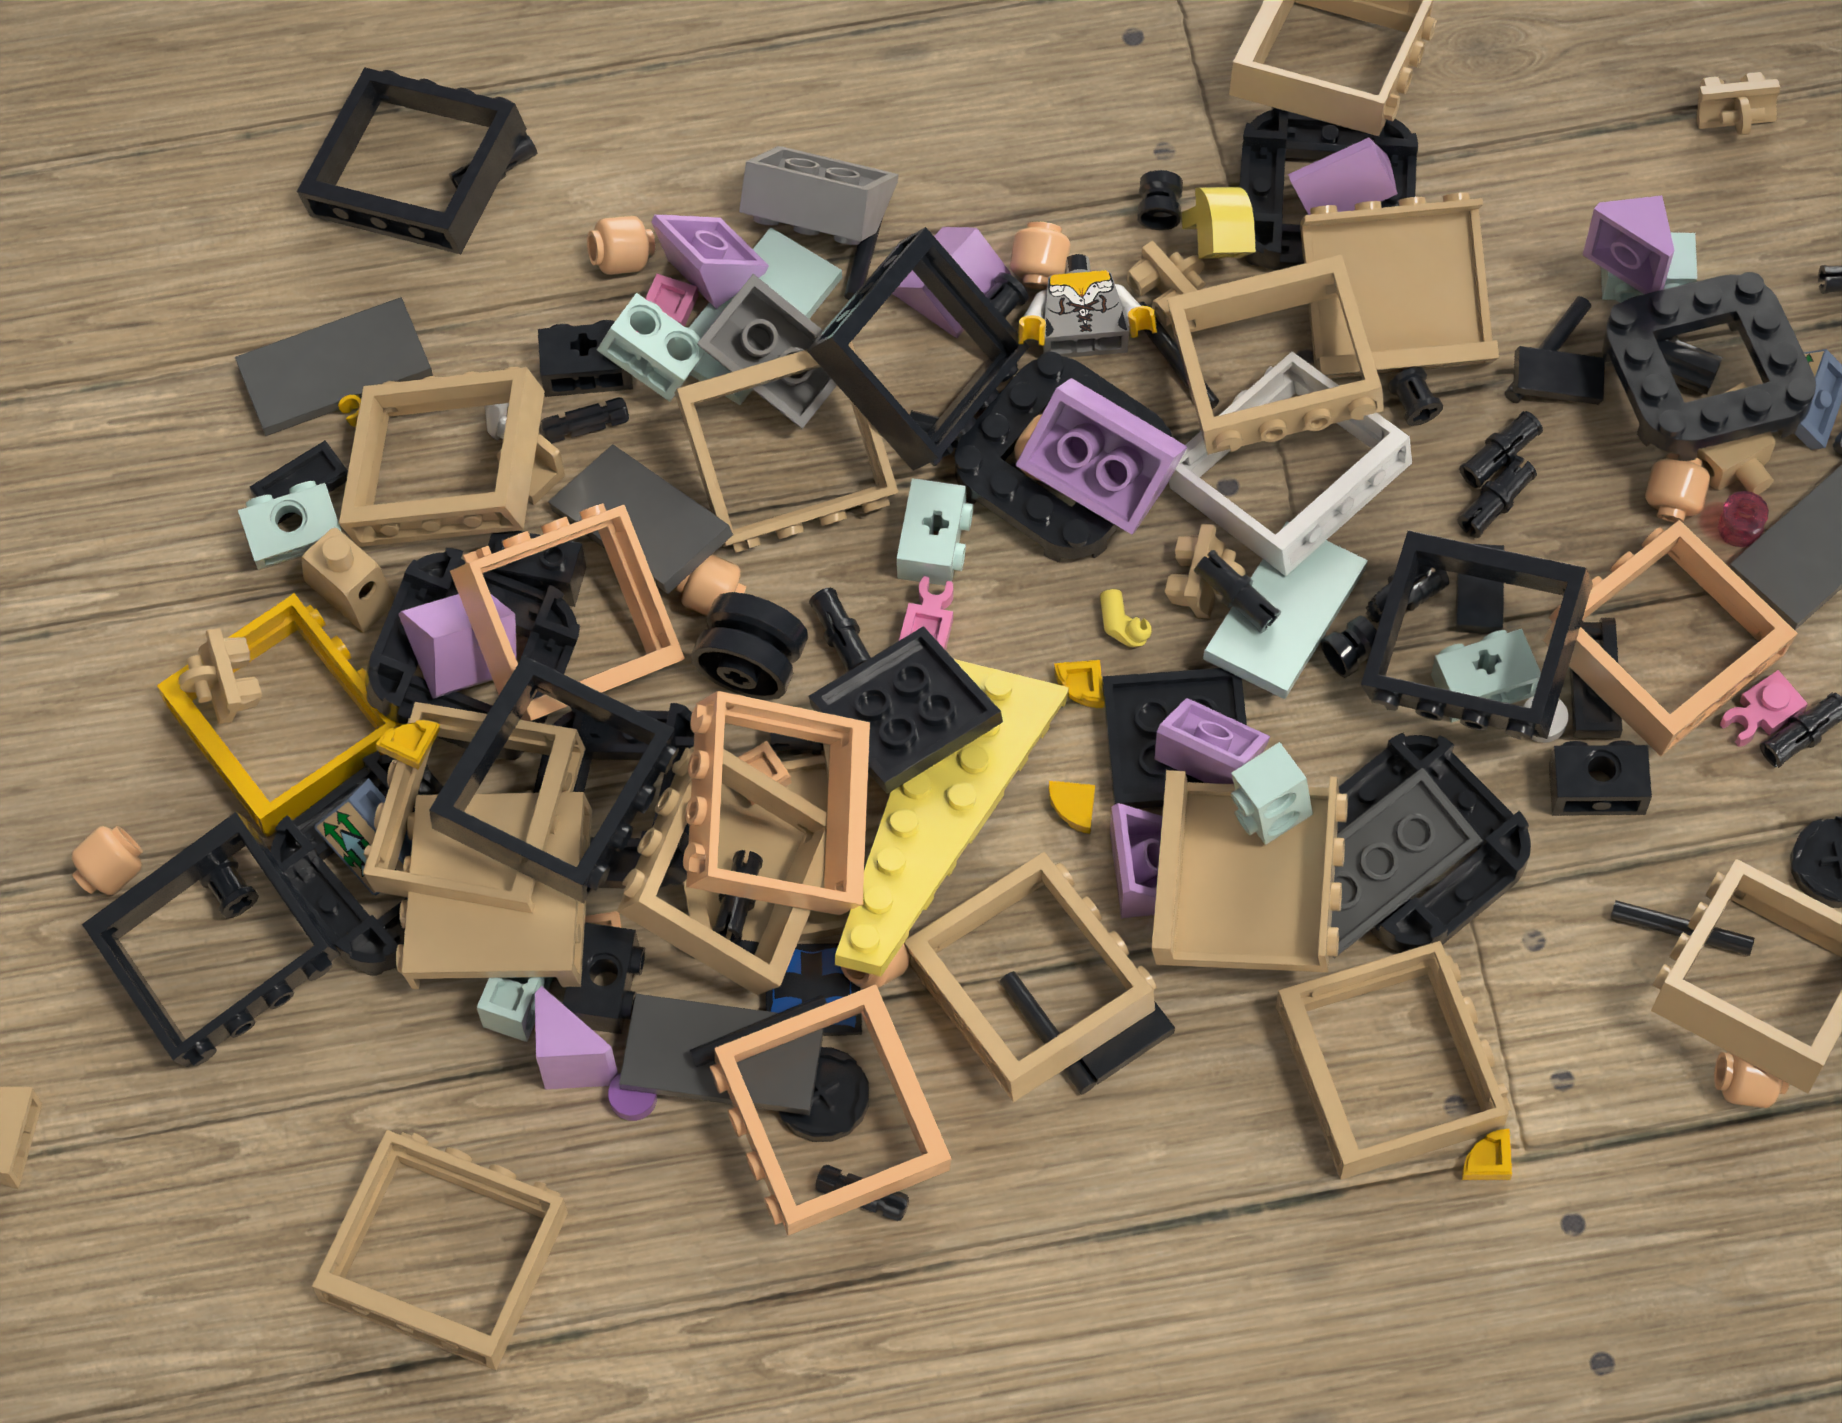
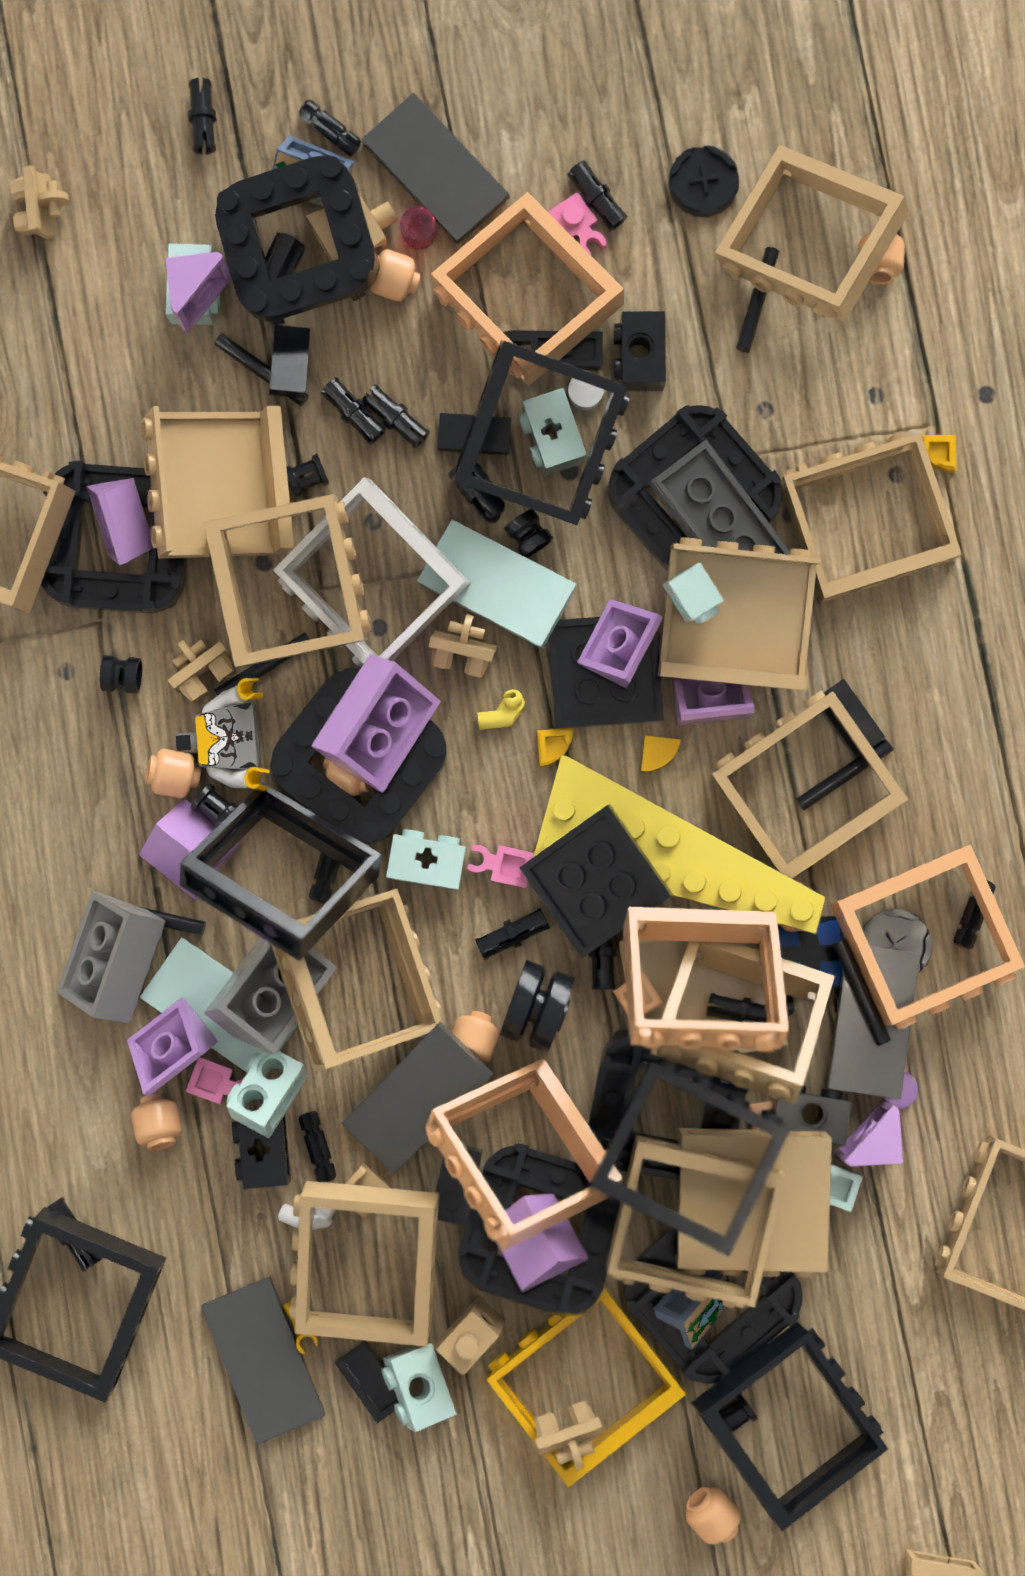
camera: 95 degrees left, 20 degrees up
(409, 742) = (646, 1276): yellow tile -> none
(1222, 222) = (155, 621): light yellow brick -> none
(1237, 591) = (493, 618): black pin -> none

